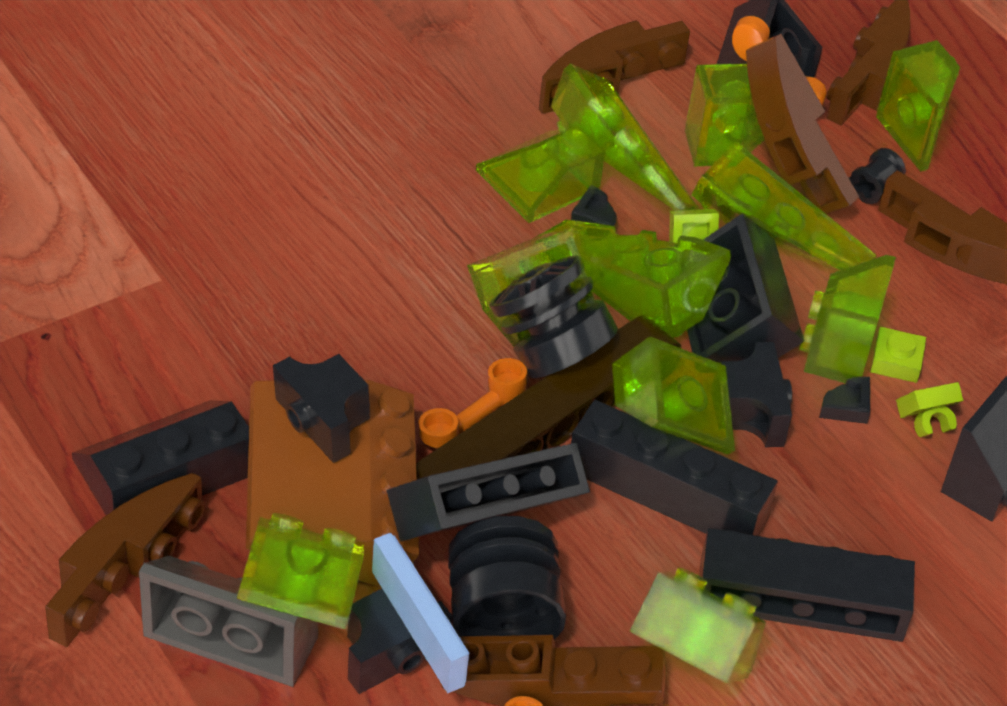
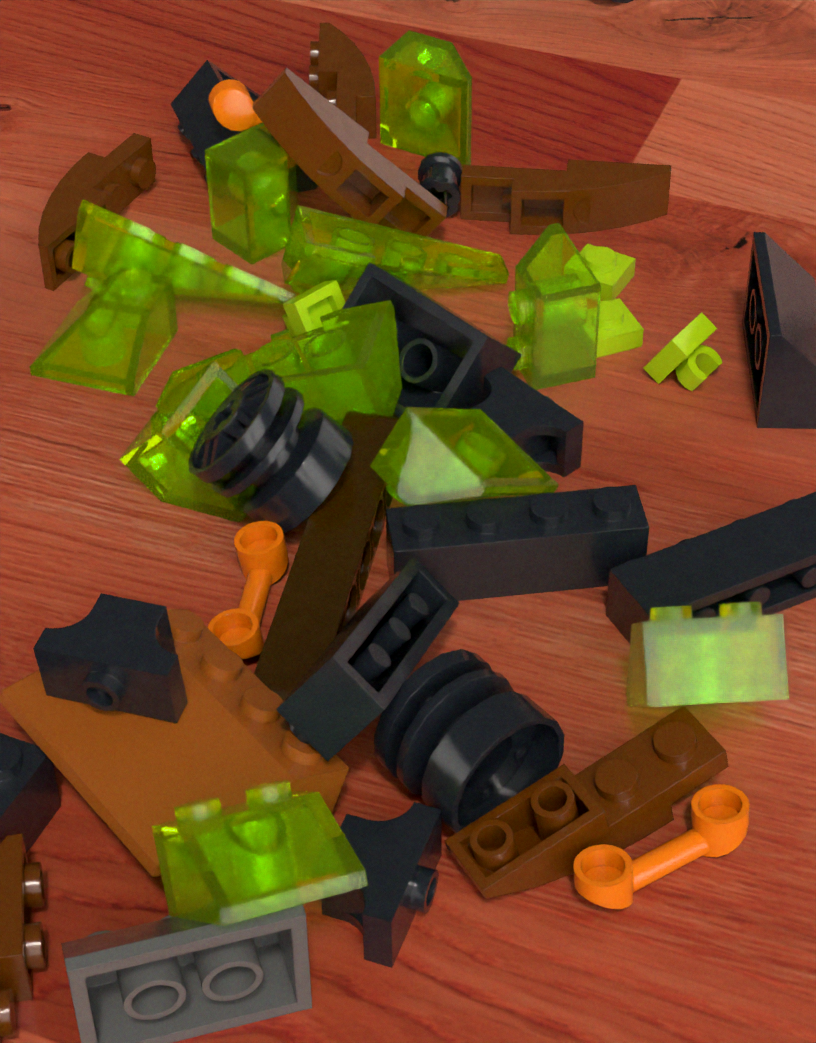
camera: 30 degrees left, 5 degrees down
(420, 612) = (422, 822): light blue tile -> none
(594, 208) = (194, 347): black tile -> none
(848, 401) = (603, 392): black tile -> none
(935, 309) = (609, 268): none -> lime plate

